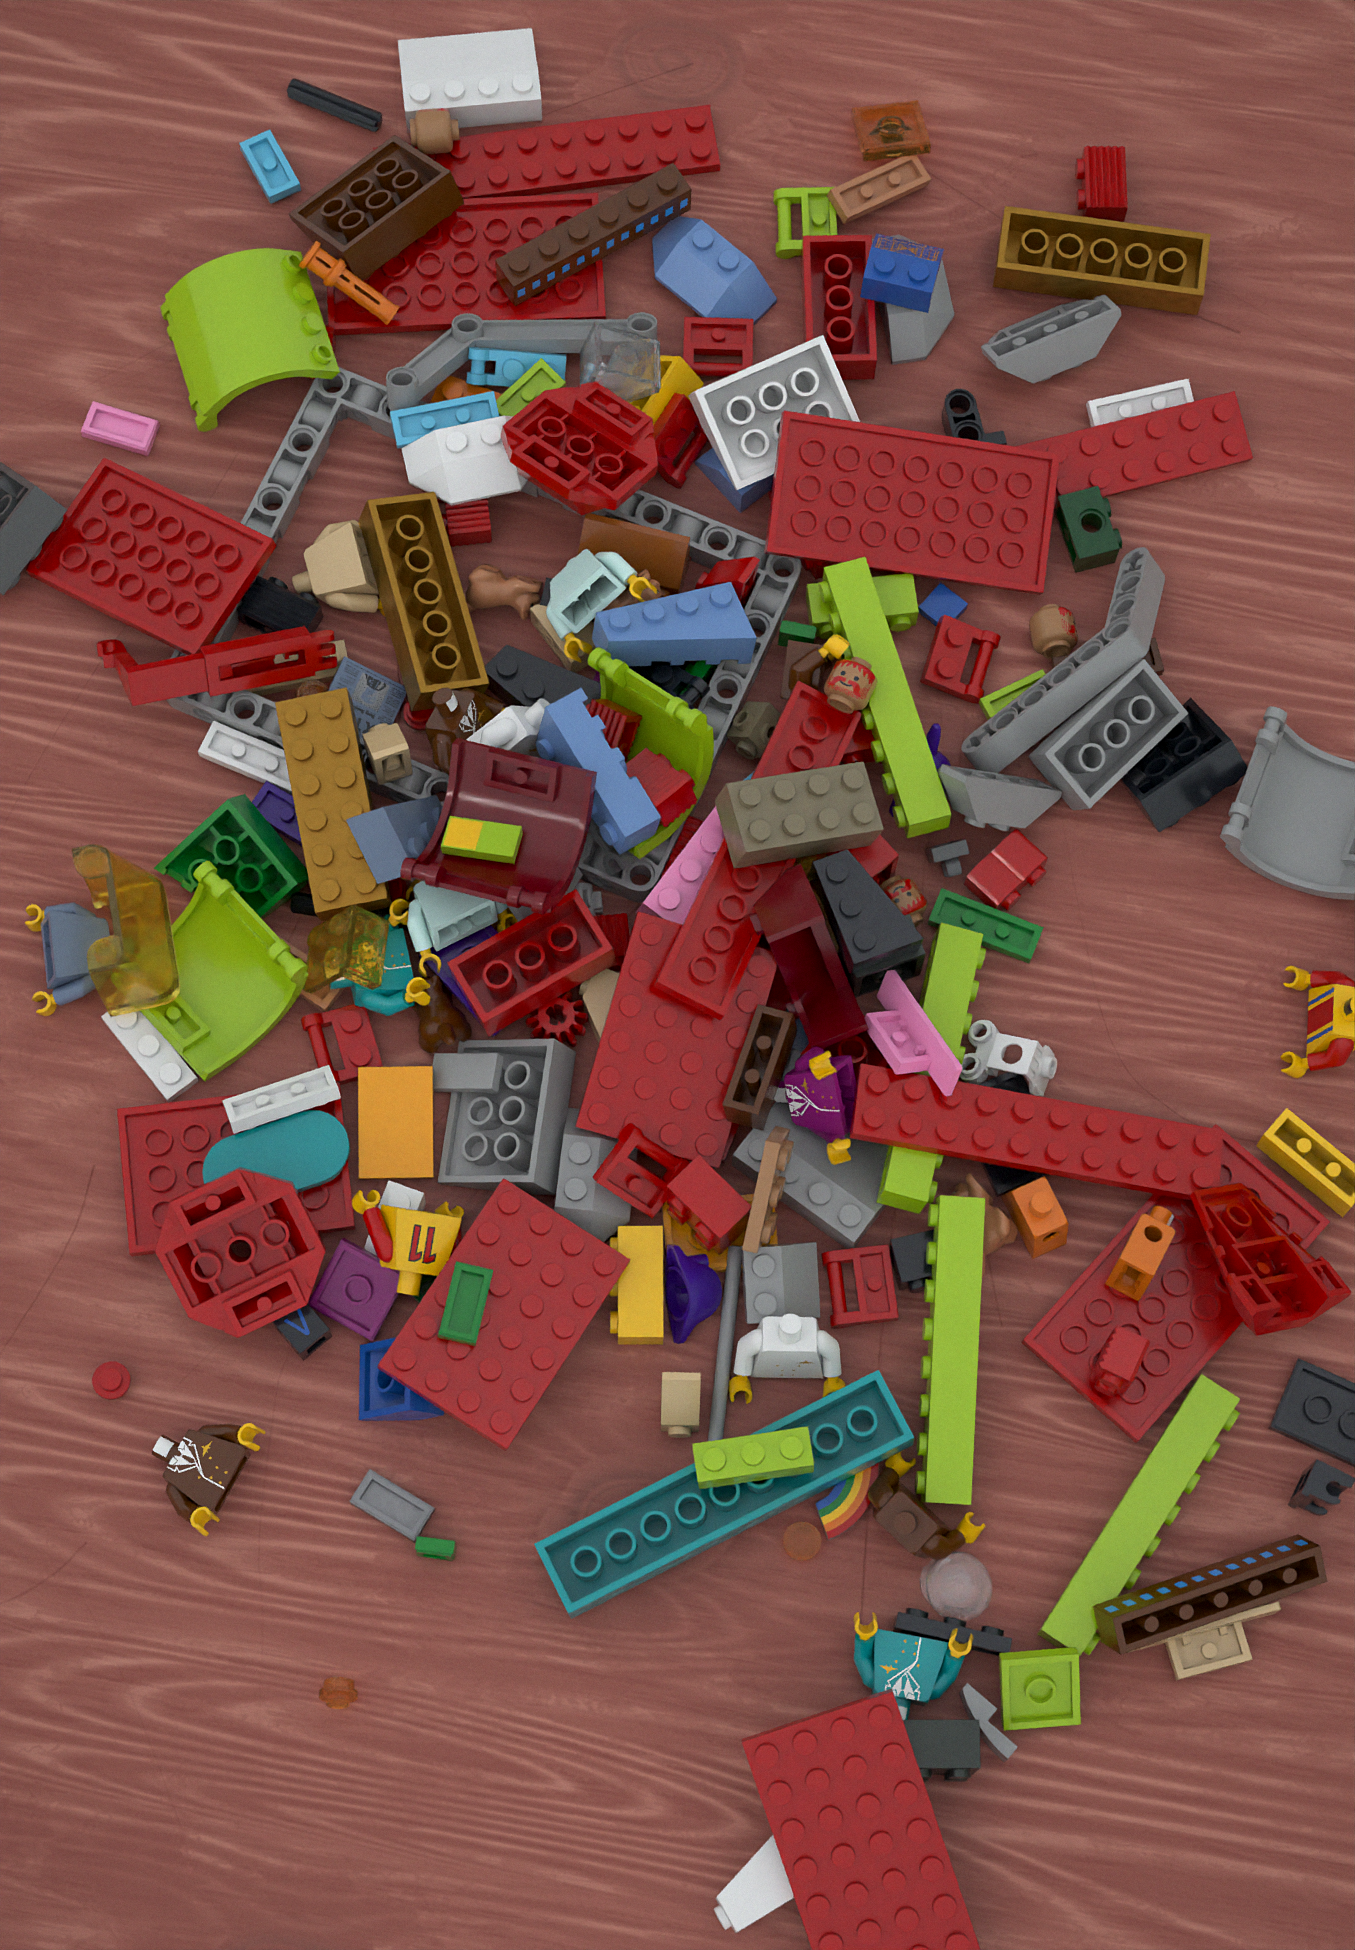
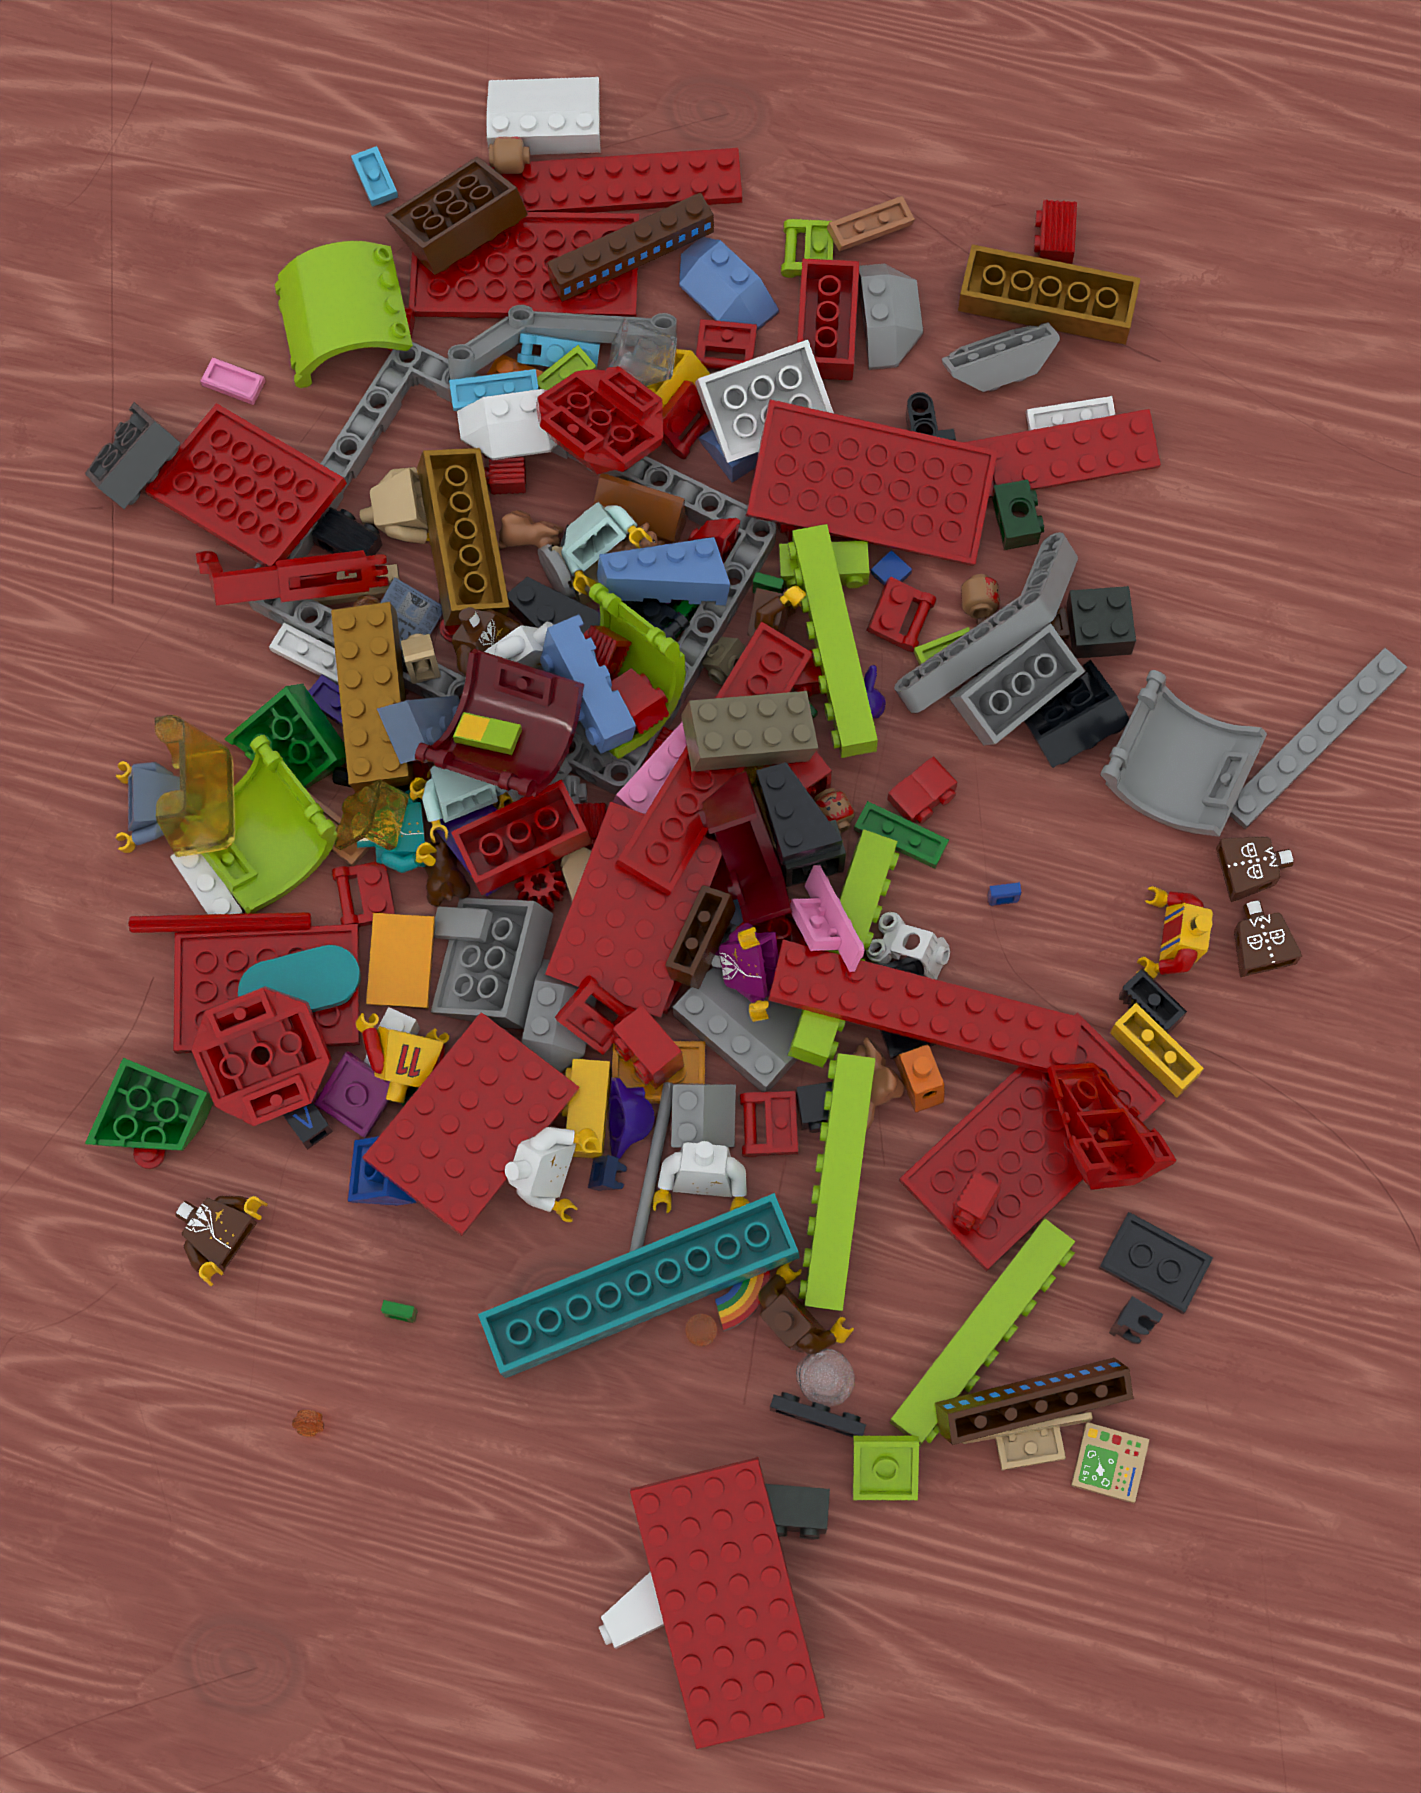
camera: 10 degrees right, 0 degrees up
(108, 1329) = (149, 1111): none -> green wedge
(164, 1093) = (219, 922): none -> red axle
(281, 1099) = (307, 934): white plate -> none
(332, 269) = (412, 267): orange pin -> none
(334, 104) = (432, 129): black axle -> none
(392, 1505) = (367, 1273): flat silver tile -> none
(465, 1303) = (438, 1112): green tile -> none
(540, 634) = (556, 570): none -> light grey tile
(595, 1359) = (543, 1165): none -> white torso
(667, 1357) = (604, 1173): none -> dark blue tile
(680, 1403) = (610, 1208): tan slope -> none
(753, 1457) = (662, 1257): lime brick -> none
(768, 1189) = (695, 1037): medium nougat plate -> none
(850, 685) = (803, 628): medium nougat head -> none
(891, 130) = (885, 177): clear orange tile -> none
(901, 273) = (879, 293): blue slope -> none
(910, 1665) = (777, 1439): teal torso -> none
(948, 855) = (875, 774): dark grey tile -> none
(981, 1709) = (836, 1482): light grey slope -> none
(996, 797) = (918, 729): light grey wedge -> none
(1115, 988) = (1004, 894): none -> blue tile
(1142, 1253) = (1004, 1114): orange torso -> none
(1200, 652) = (1101, 622): none -> pearl dark grey brick
(1304, 1660) = (1110, 1462): none -> tile
(1305, 1102) = (1153, 1000): none -> black brick

